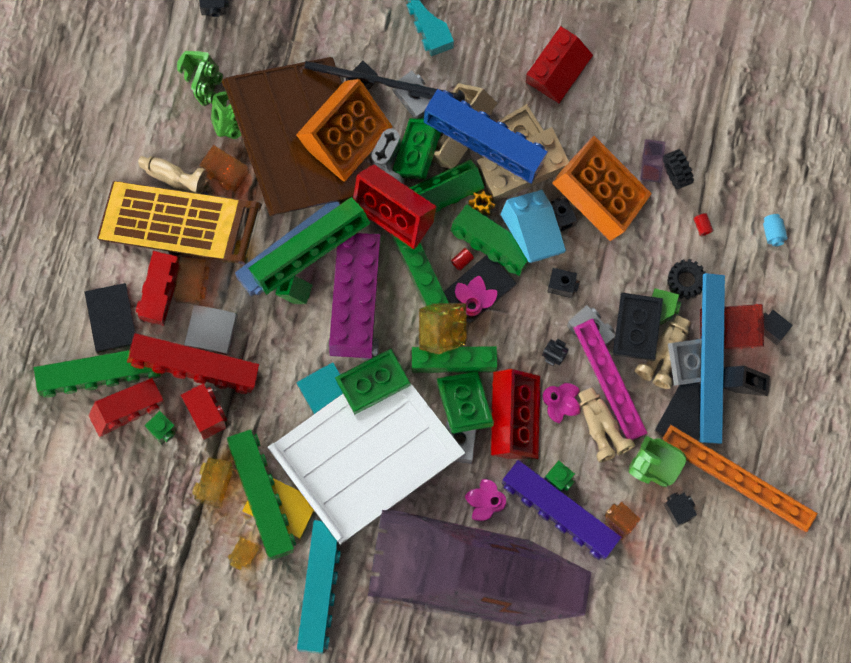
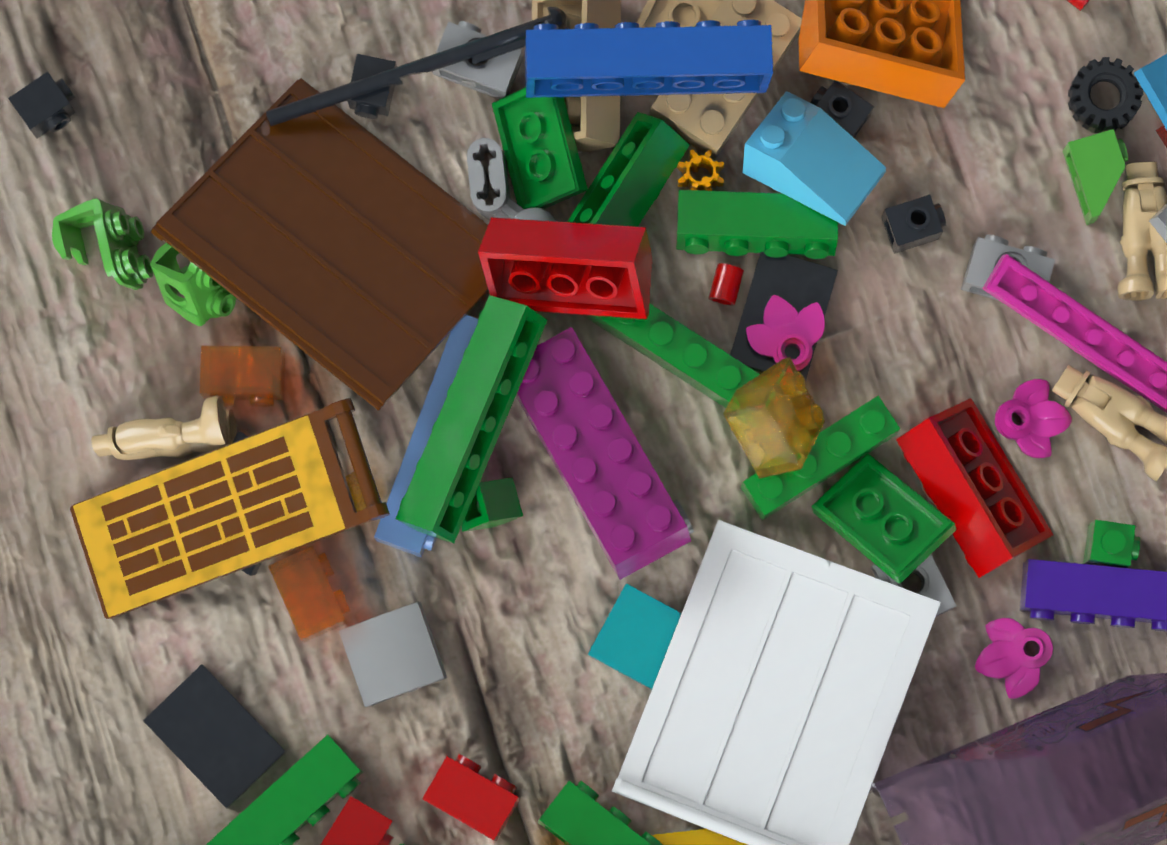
camera: 30 degrees left, 5 degrees up
(158, 288) = (264, 641): red wedge -> none
(192, 363) = (402, 731): red brick -> none
(345, 129) = (402, 187): orange slope -> none
(372, 381) = (713, 576): green tile -> none
(555, 352) = (973, 344): black gear -> none
(637, 326) = (1082, 222): black tile -> none

